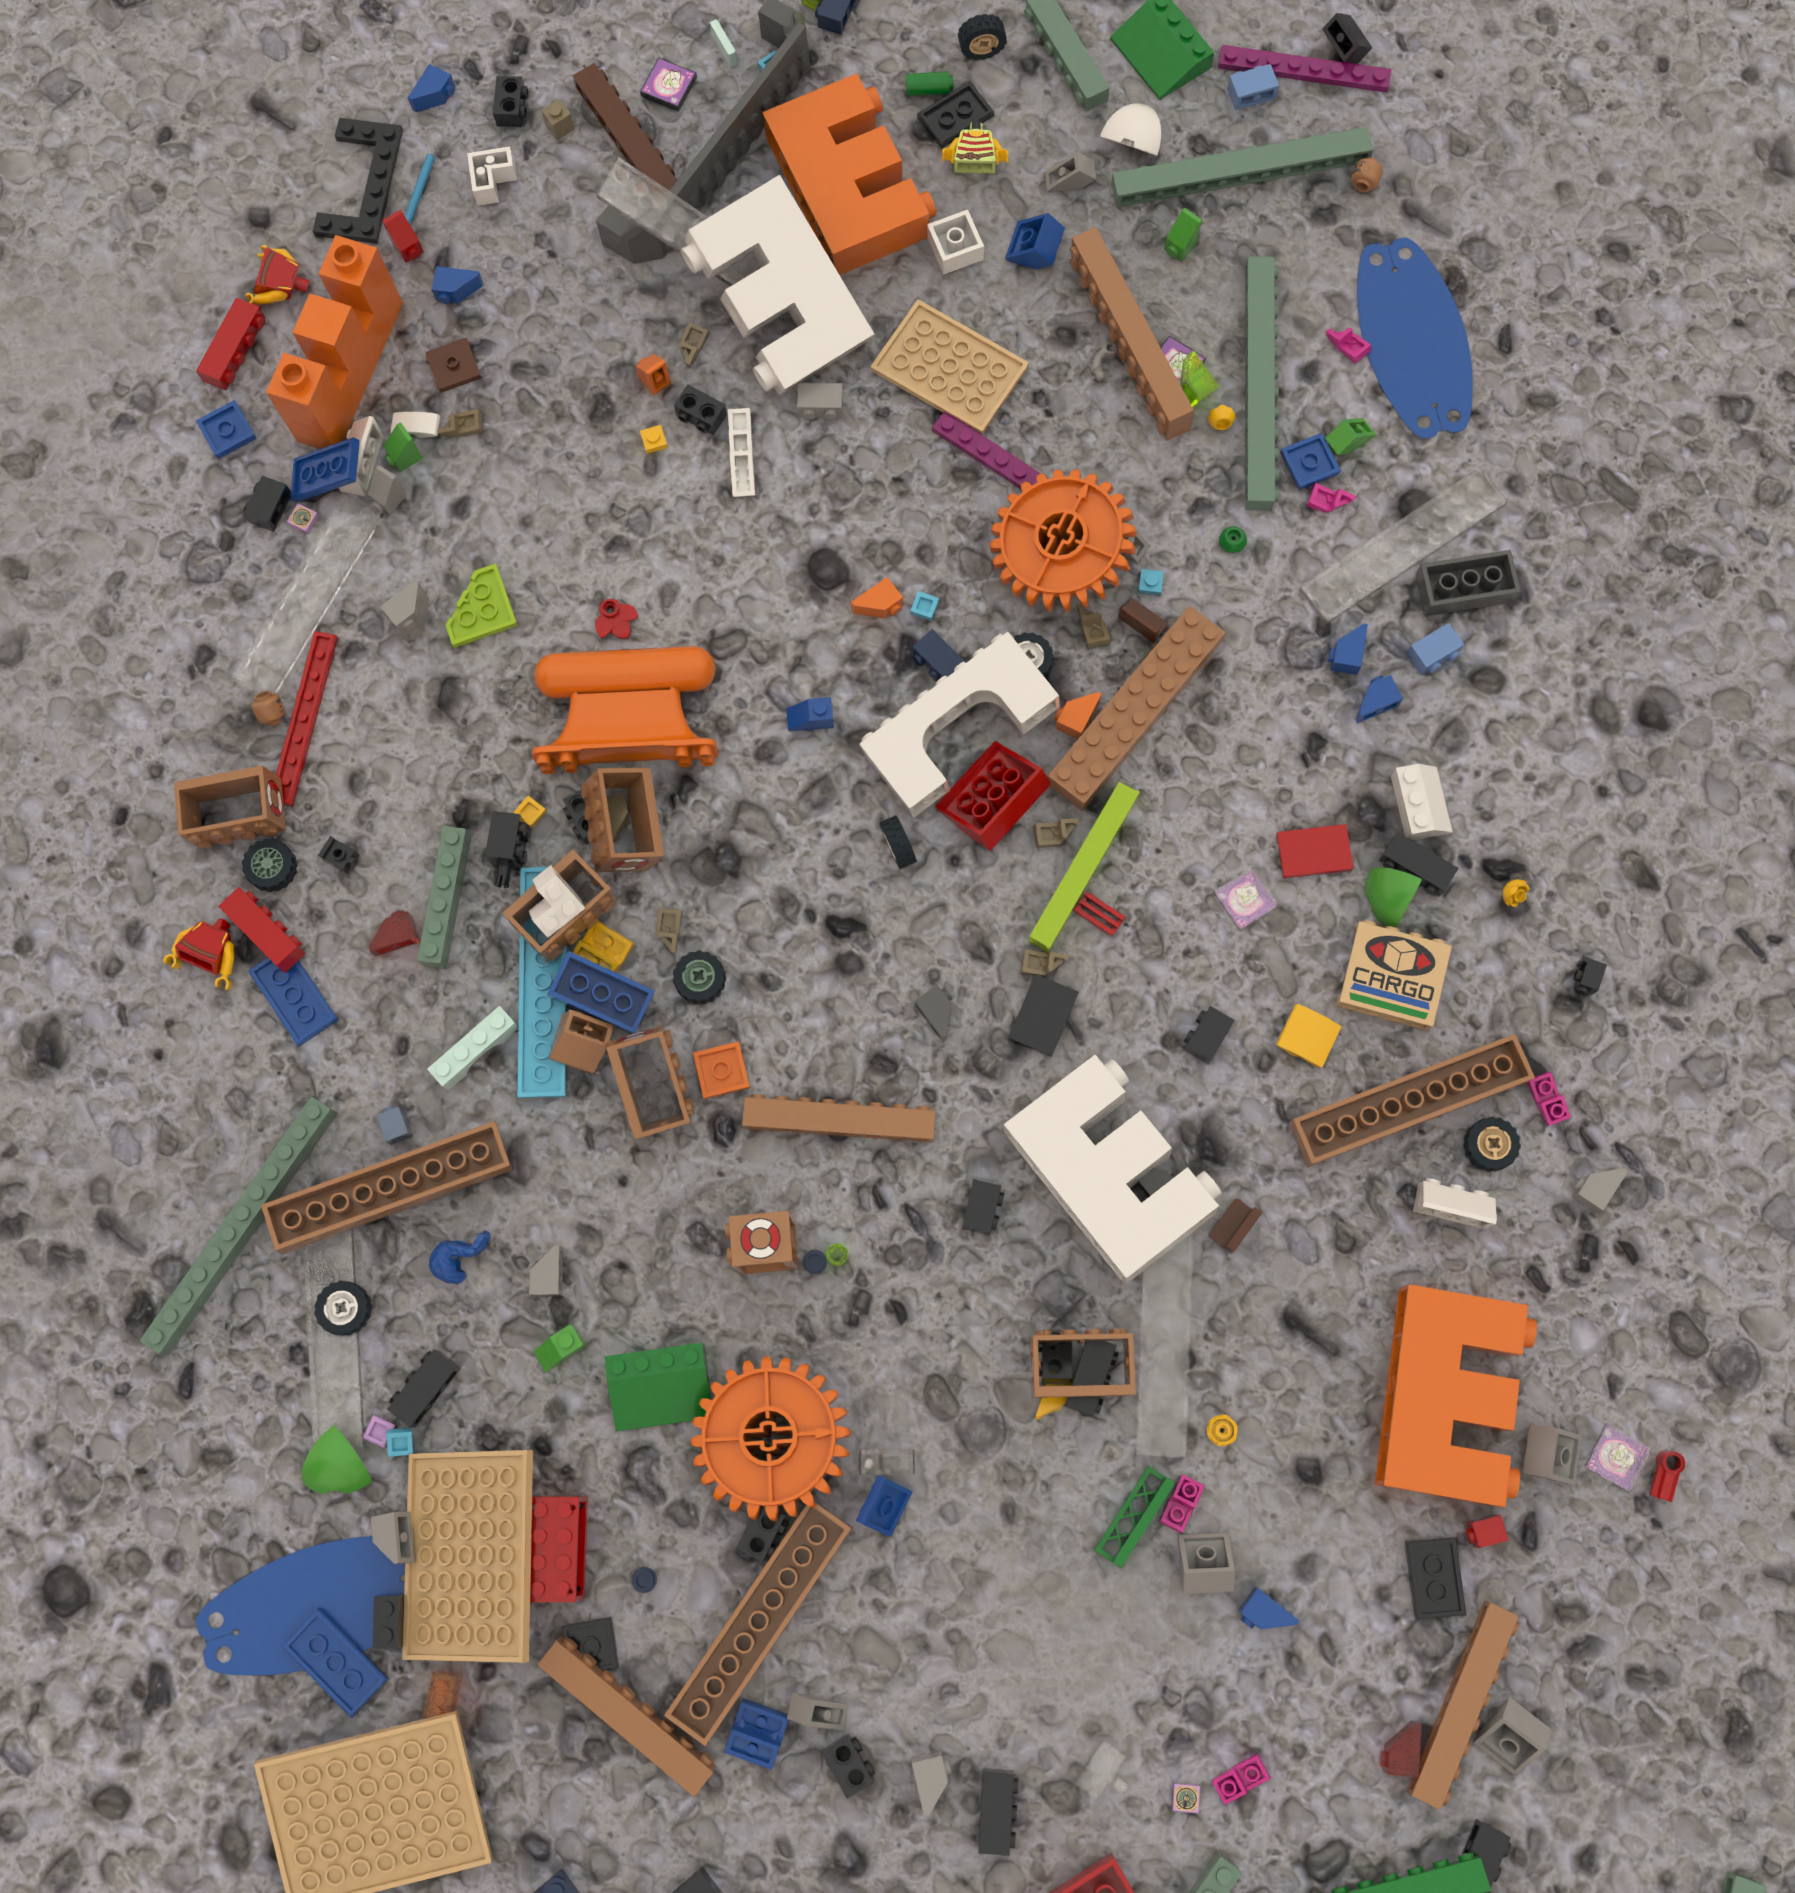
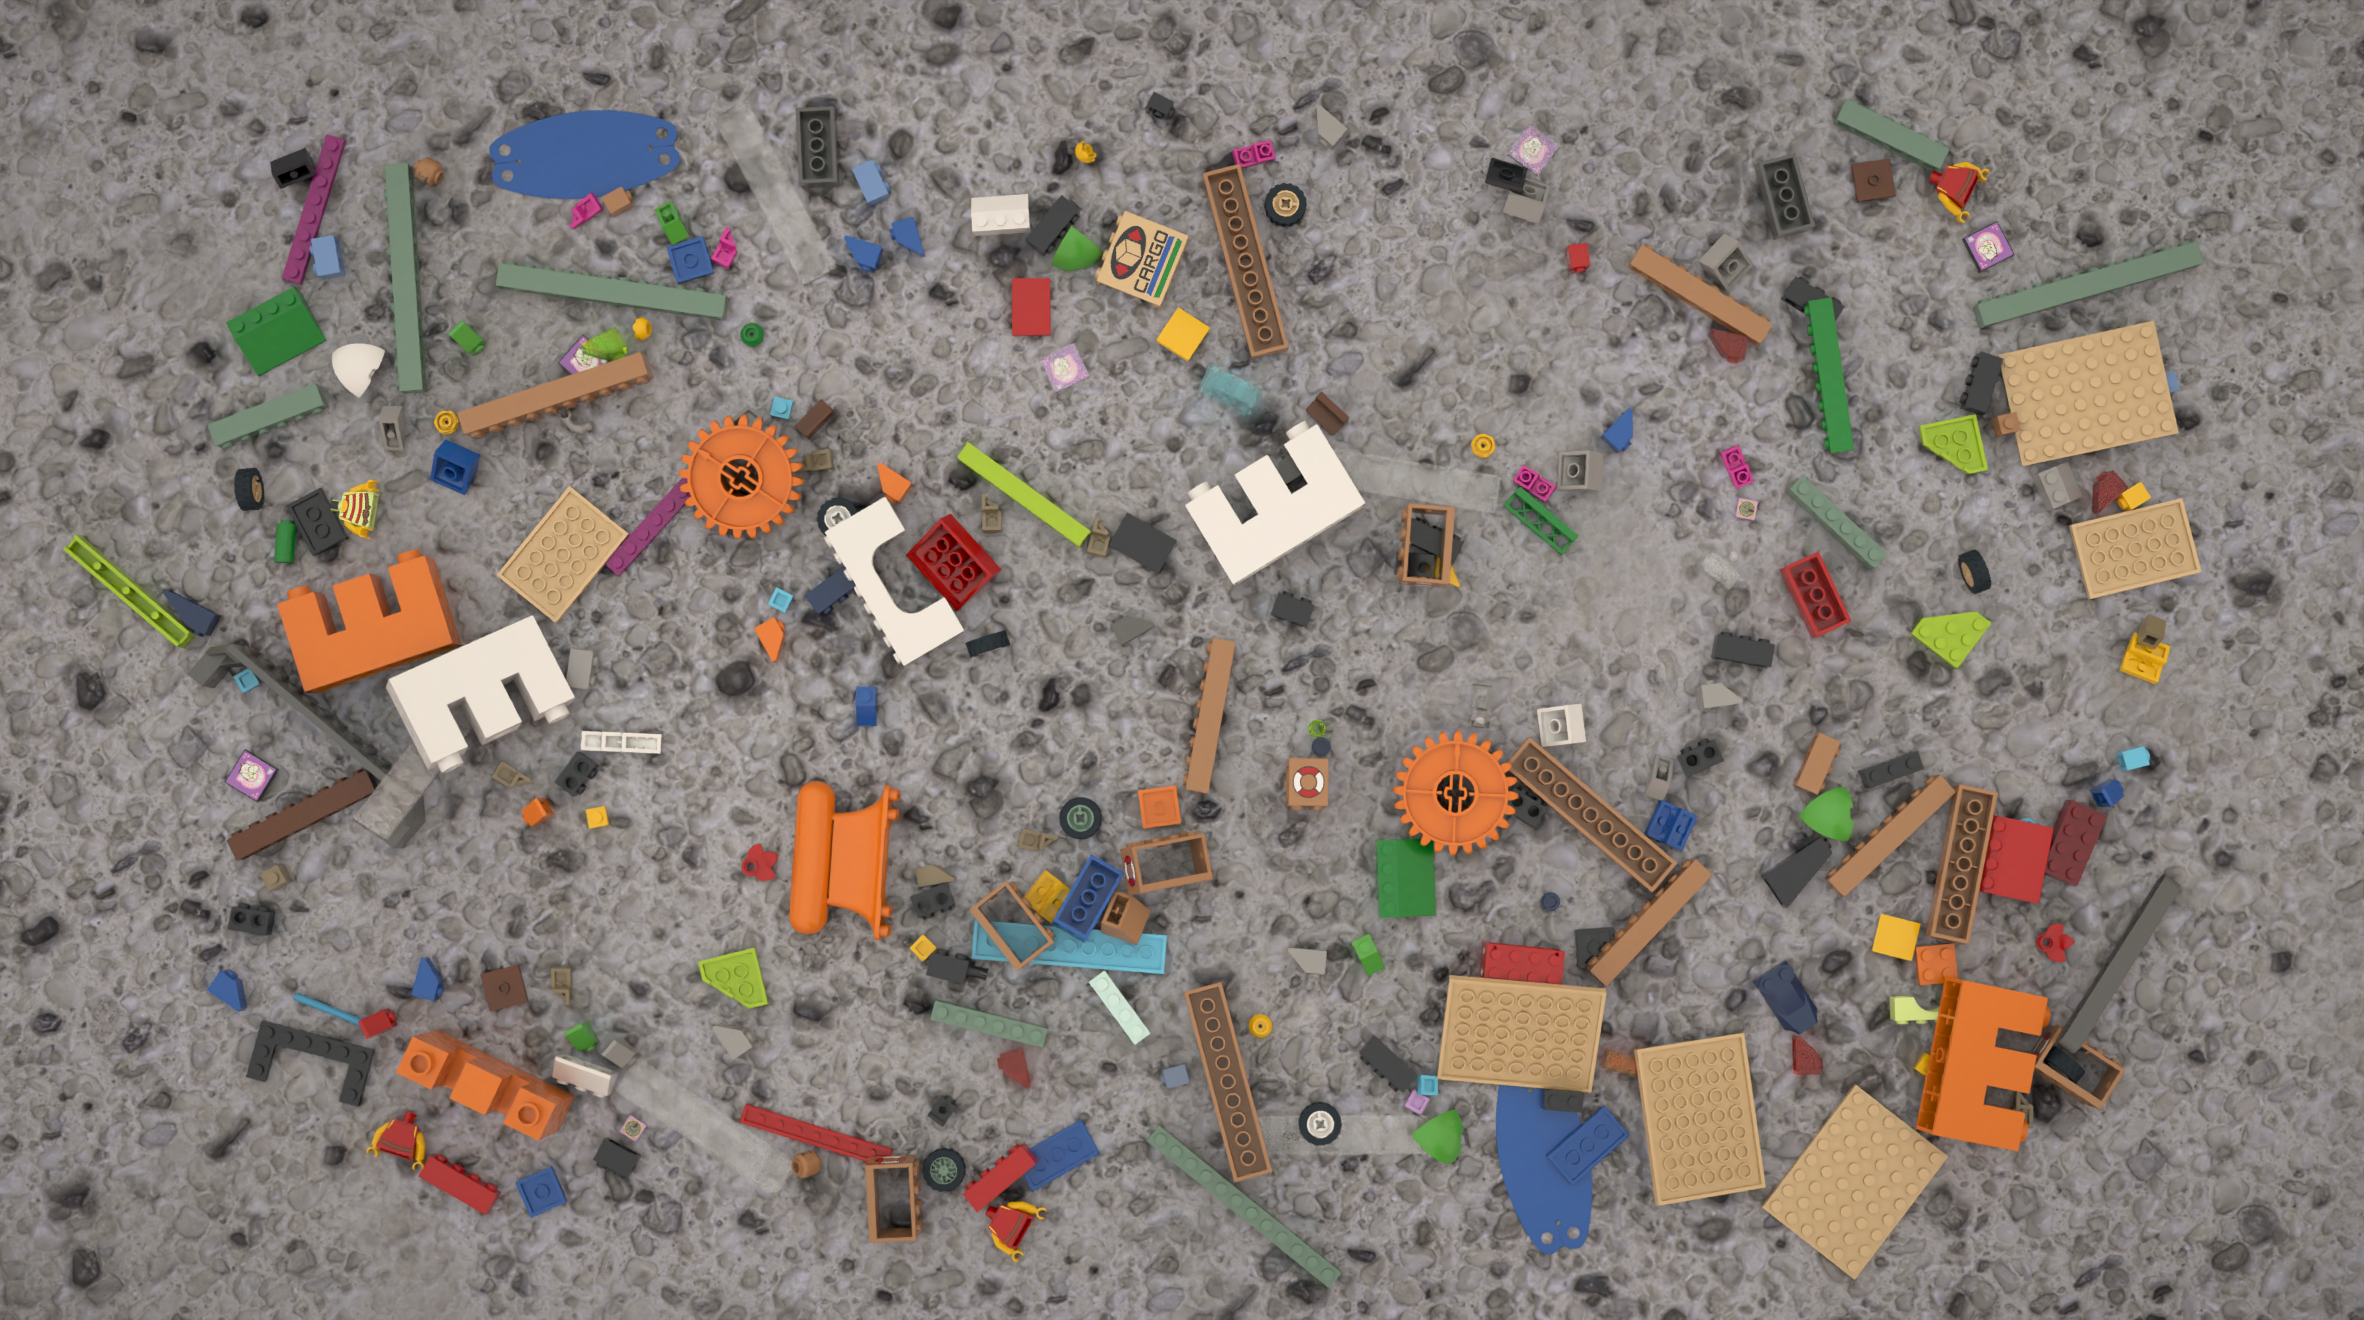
camera: 90 degrees left, 10 degrees up
(325, 470) = (596, 1103): blue tile -> none
(394, 1536) = (1499, 1093): light grey slope -> none
(417, 423) = (557, 1024): white slope -> none
(445, 1264) = (1287, 1039): blue hair -> none
(470, 1223) = (1254, 1023): none -> yellow plate
(488, 169) = (320, 944): white brick -> none
(559, 902) = (1015, 925): white brick -> none
(643, 817) = (943, 852): medium nougat hose -> none
(723, 43) = (218, 722): light aqua tile -> none
(872, 1571) = (1561, 725): none -> white slope
(884, 1505) = (1514, 710): blue plate -> none
(955, 242) = (447, 536): white brick -> none
(1081, 223) = (444, 416): none -> yellow plate
(1082, 903) = (1058, 482): red tile -> none
(1135, 708) = (893, 435): medium nougat brick -> none
(1209, 1034) = (1173, 413): black brick -> none
(1247, 1098) = (1230, 389): none -> clear light blue brick
(1365, 375) = (618, 201): none -> medium nougat brick
(1431, 1393) = (1471, 282): orange brick -> none
(1435, 1578) = (1607, 301): black tile -> none
(1455, 1204) = (1329, 240): white slope -> none
(1578, 1423) = (1506, 175): none -> black tile
(1616, 1810) = (1784, 196): none -> dark grey brick
(1666, 1479) = (1552, 116): red piece -> none

